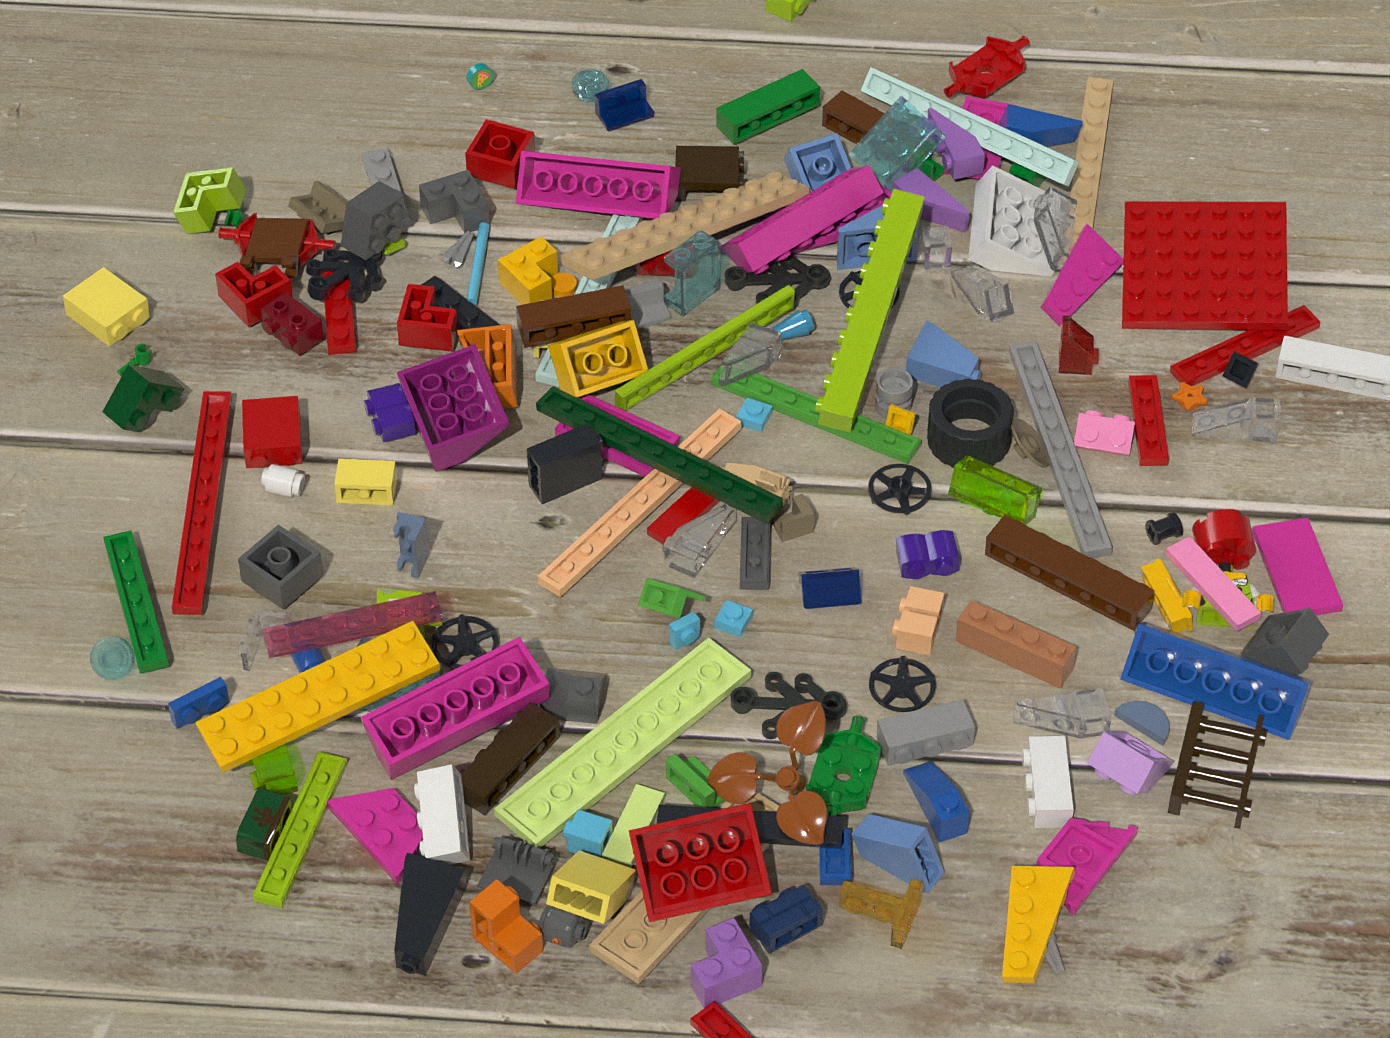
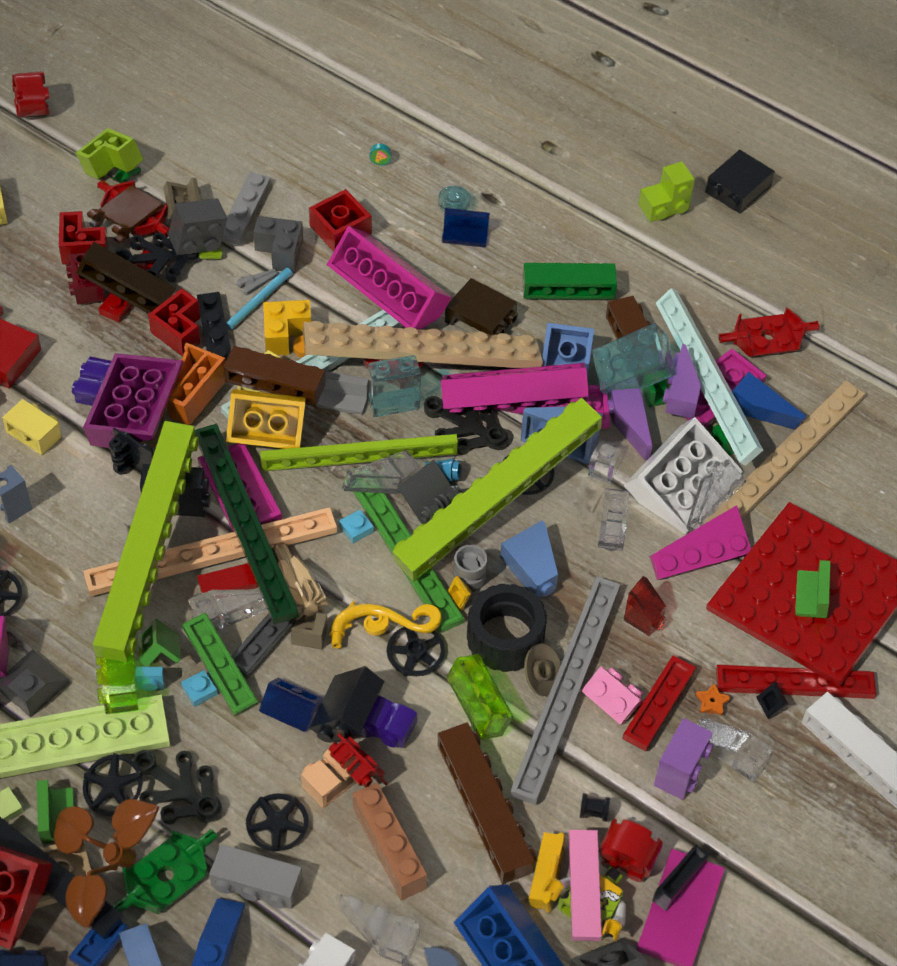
camera: 30 degrees right, 5 degrees up
(65, 180) = (30, 94): none -> red brick
(343, 303) = (124, 278): none -> dark brown brick
(496, 453) = (128, 452): none -> black hinge
(595, 508) = (145, 543): none -> lime brick
(656, 639) = (118, 685): none -> clear neon green brick
(729, 731) = (111, 784): none -> black wheel
(739, 585) = (219, 664): none -> bright green tile
(803, 351) = (428, 491): none -> dark grey hinge
(851, 474) = (381, 625): none -> yellow plant
(888, 555) = (346, 704): none -> black brick
(952, 590) = (358, 763): none -> red hinge
(1212, 259) = (813, 591): none -> bright green panel
(1212, 448) = (681, 760): none -> medium lavender brick
(1281, 542) = (680, 877): none -> black piece

